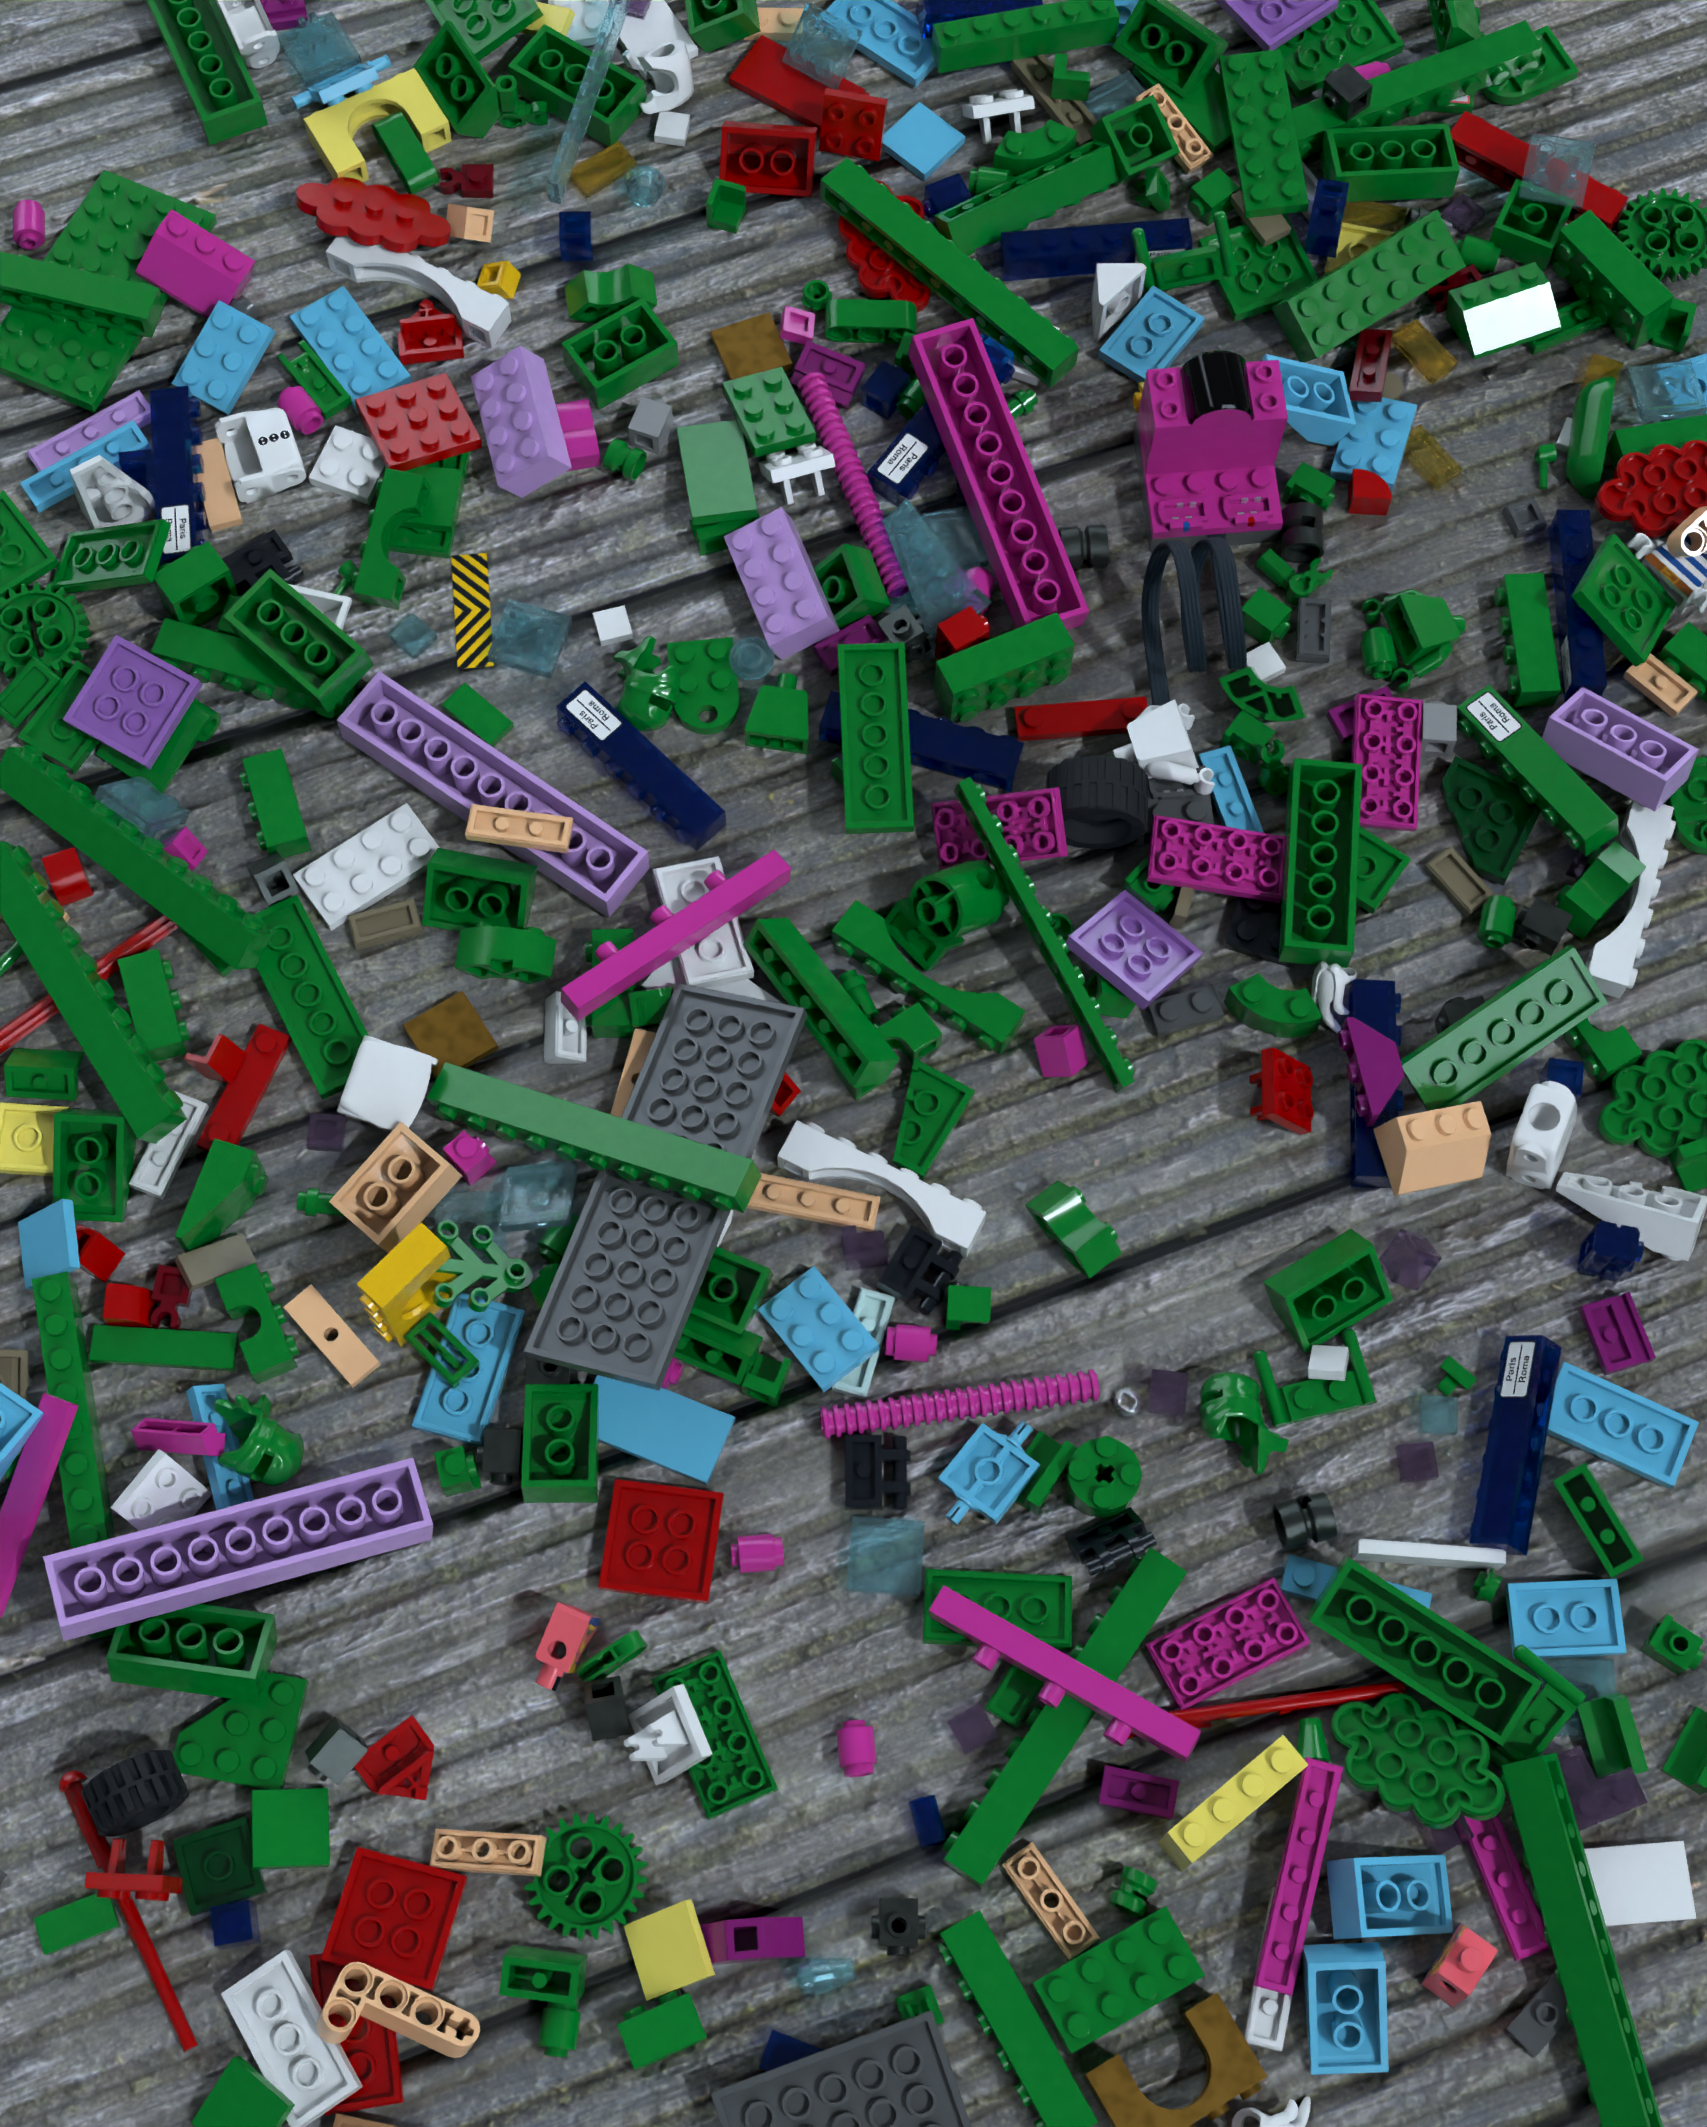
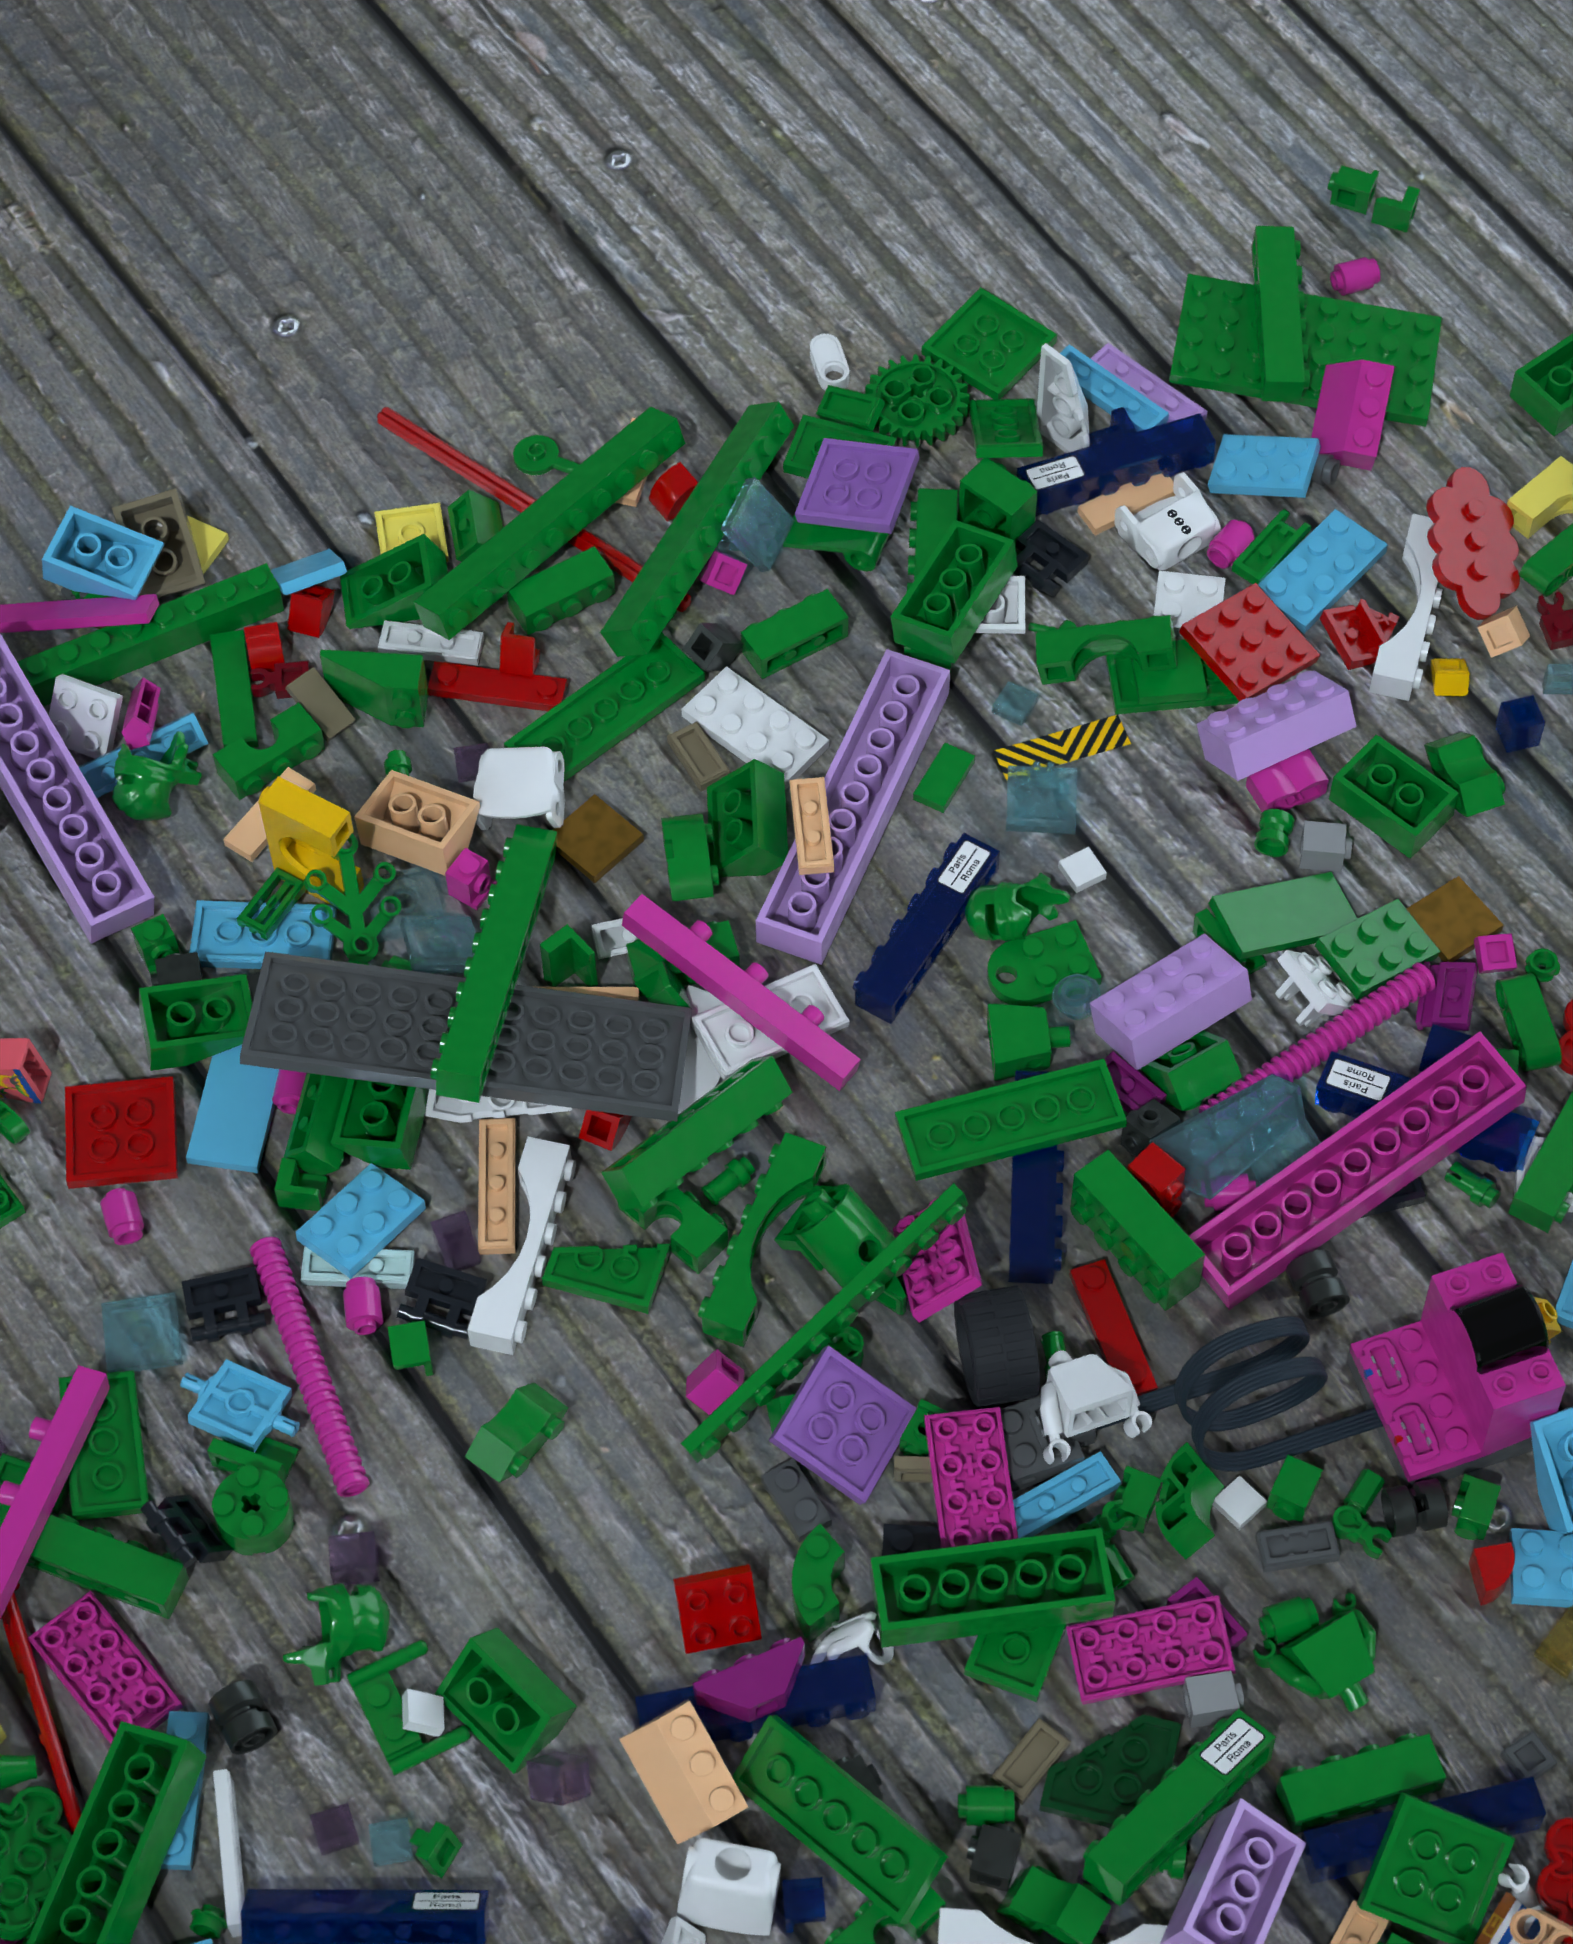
camera: 80 degrees right, 10 degrees down
(591, 1073) = (565, 955): none -> green panel

